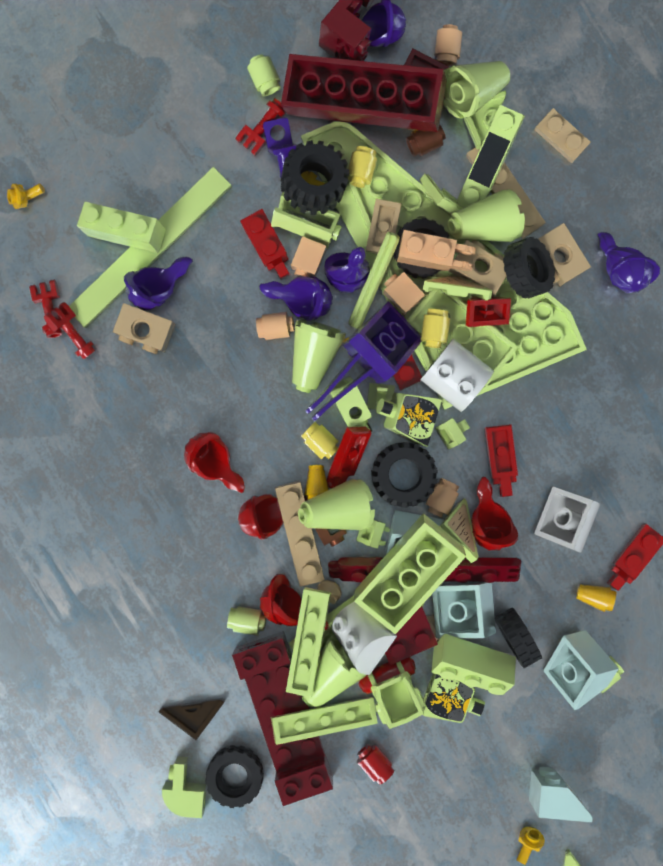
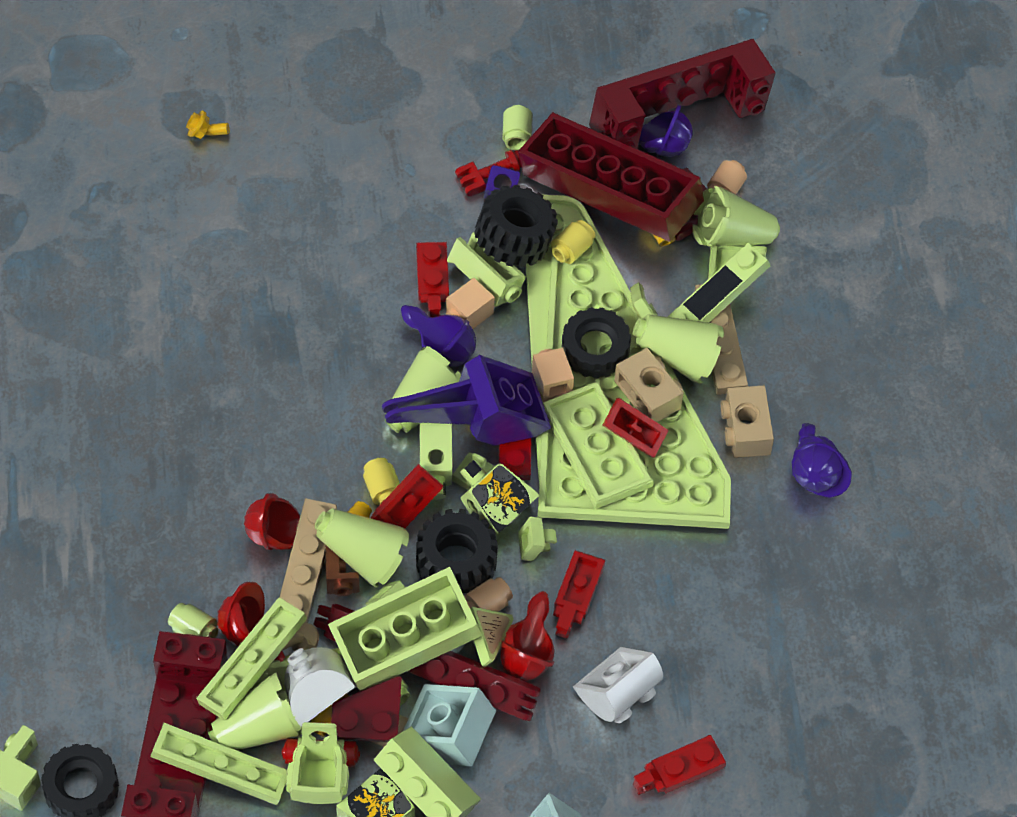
camera: 25 degrees right, 30 degrees down
(46, 298) = (159, 253): red hinge -> none
(61, 318) = (176, 246): red hinge -> none
(121, 227) = (289, 191): yellowish green brick -> none
(132, 318) = (248, 280): tan brick -> none
(154, 285) = (285, 259): dark purple piece -> none
(175, 221) = (305, 228): yellowish green tile -> none
(193, 716) = (72, 701): dark brown tile -> none
(210, 459) = (252, 442): red piece -> none
(275, 326) = (395, 352): light nougat brick -> none
(347, 270) = (507, 331): dark purple piece -> none
(374, 279) = (540, 336): yellowish green axle -> none
(384, 220) = (565, 302): tan plate -> none
(423, 142) = (656, 253): copper brick -> none
(432, 252) = (602, 336): light nougat hinge -> none
(435, 328) = (568, 415): light yellow brick -> none
(457, 286) = (610, 385): yellowish green tile -> none
(457, 375) = (566, 473): white brick -> none
(517, 269) = (686, 406): black tyre -> none
(518, 637) = (494, 773): black tyre -> none
(562, 135) = (809, 315): tan plate -> none
(597, 596) = (613, 786): yellow cone -> none

